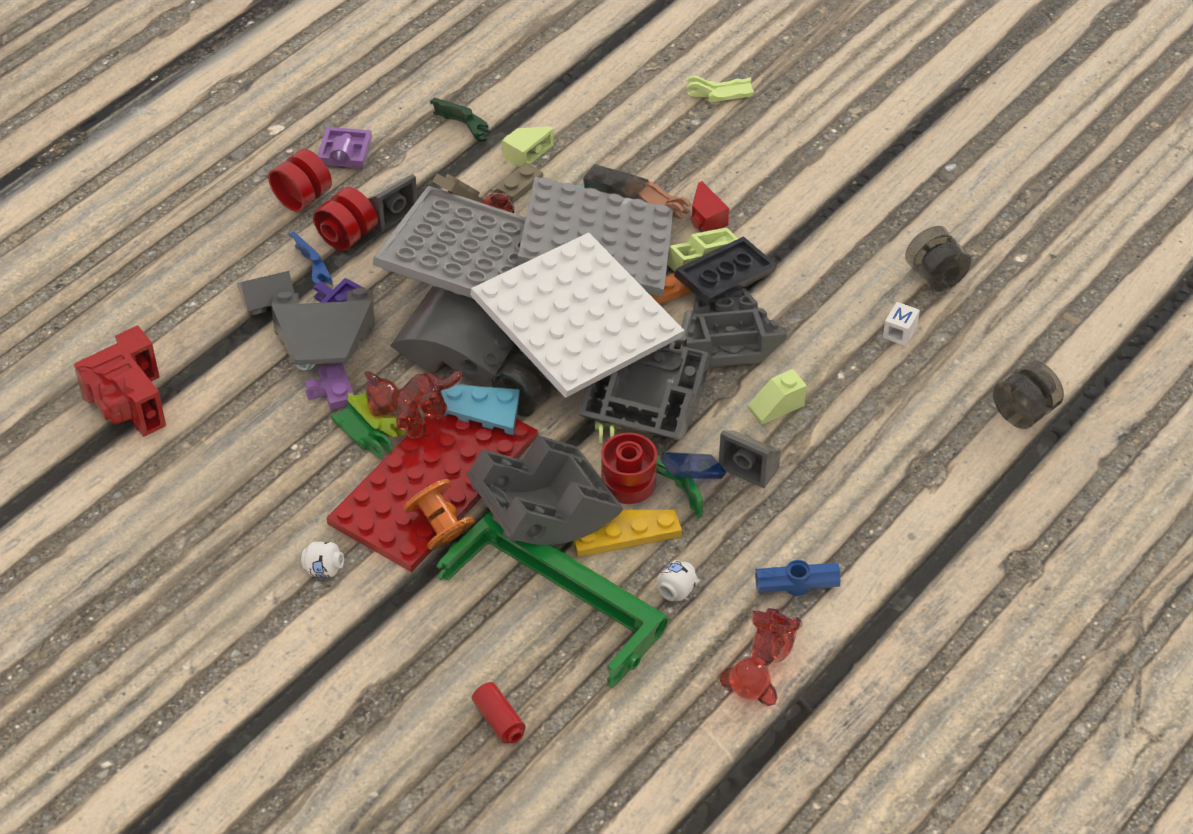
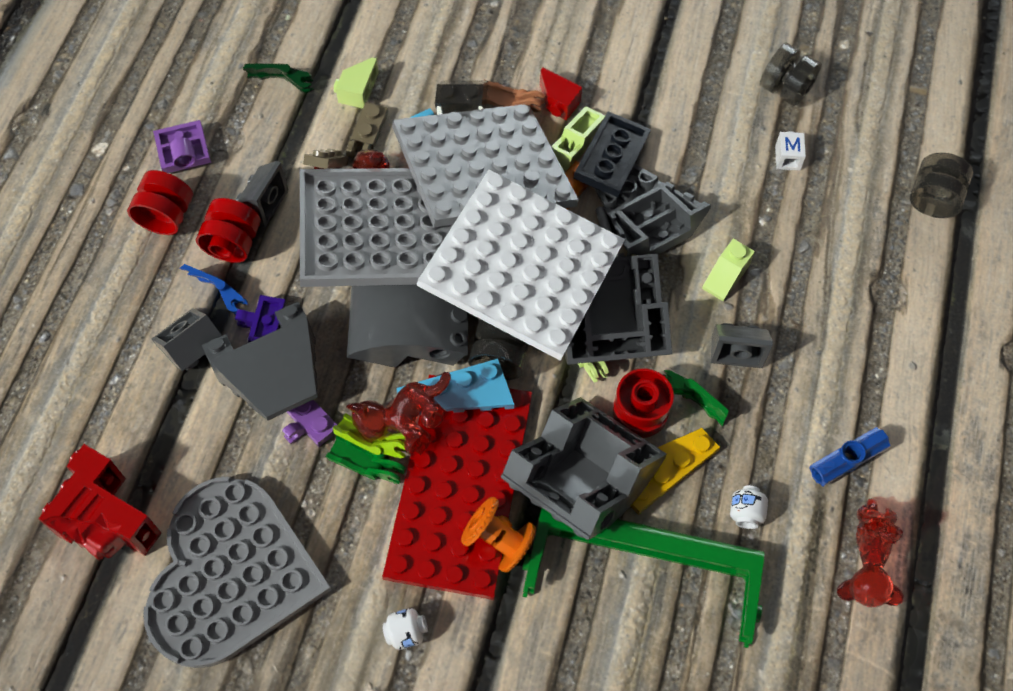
camera: 25 degrees left, 15 degrees up
(204, 473) = (231, 575): none -> light grey plate
(693, 465) = (702, 379): clear blue tile -> none

